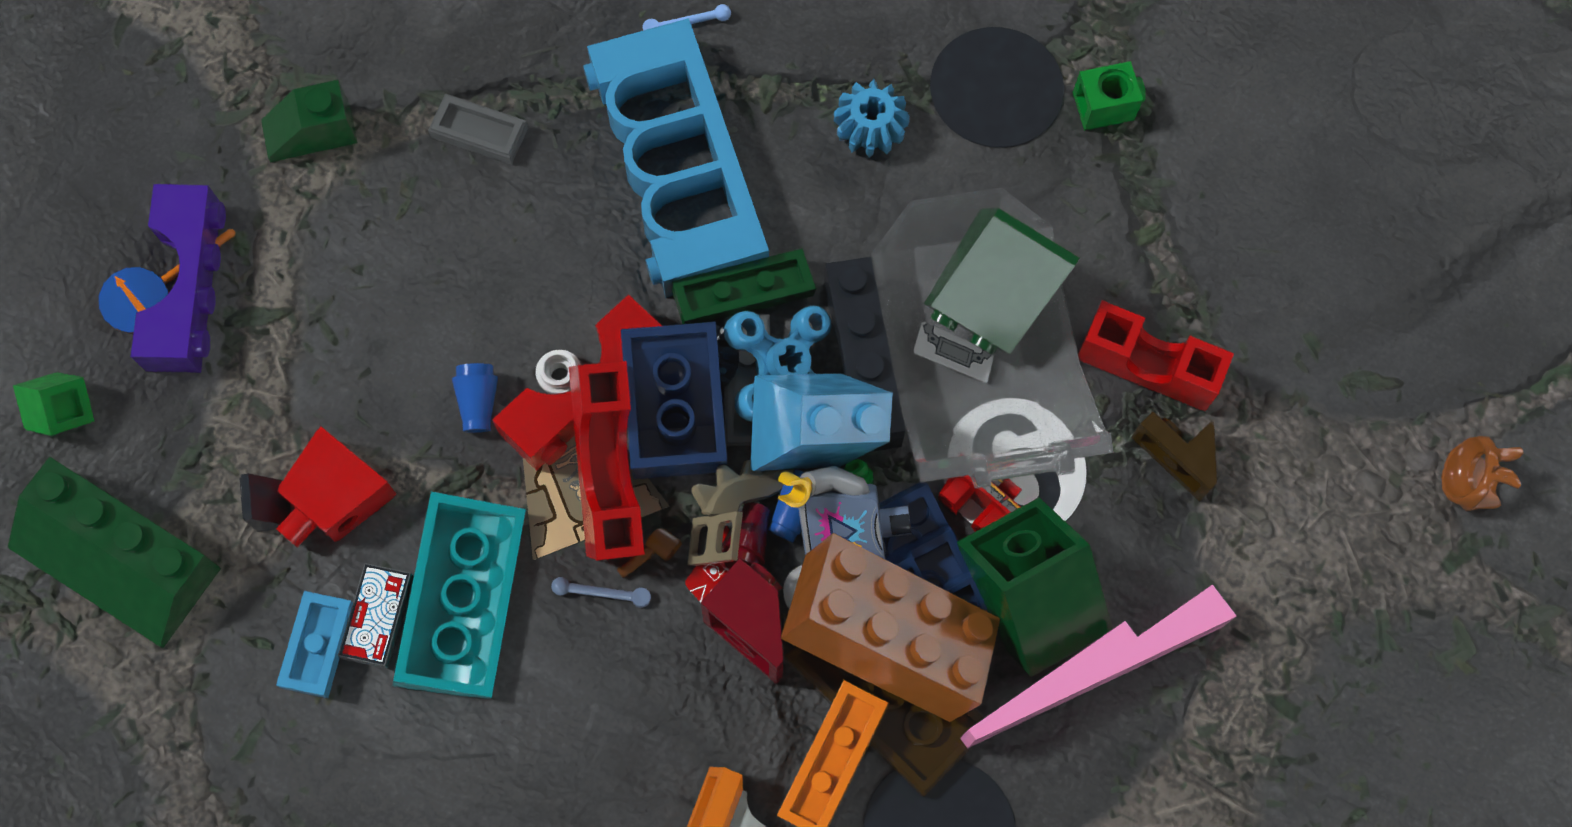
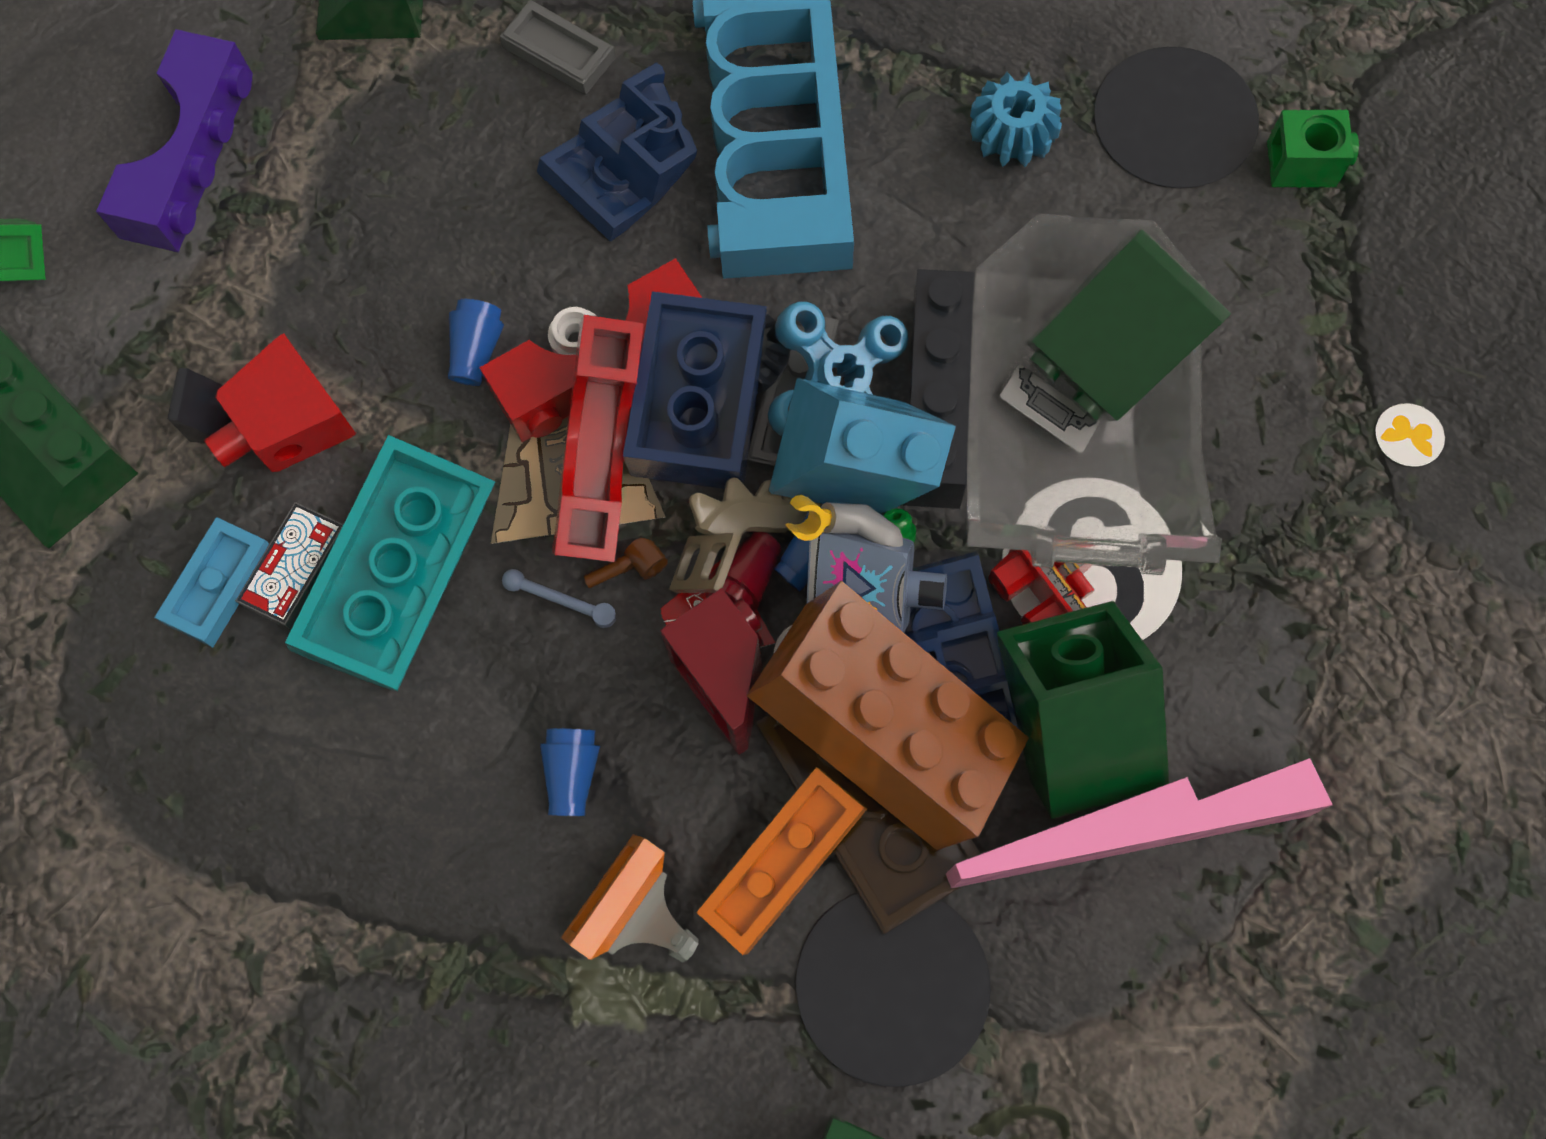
camera: 20 degrees right, 0 degrees up
(137, 290) = (131, 142): blue piece -> none
(558, 212) = (623, 155): none -> dark blue slope
(647, 728) = (568, 769): none -> blue cone
(743, 287) = (822, 278): dark green plate -> none
(1181, 371) = (1328, 491): red arch -> none
(1189, 463) = (1311, 603): dark brown slope -> none
(1233, 310) = (1410, 435): none -> white sticker

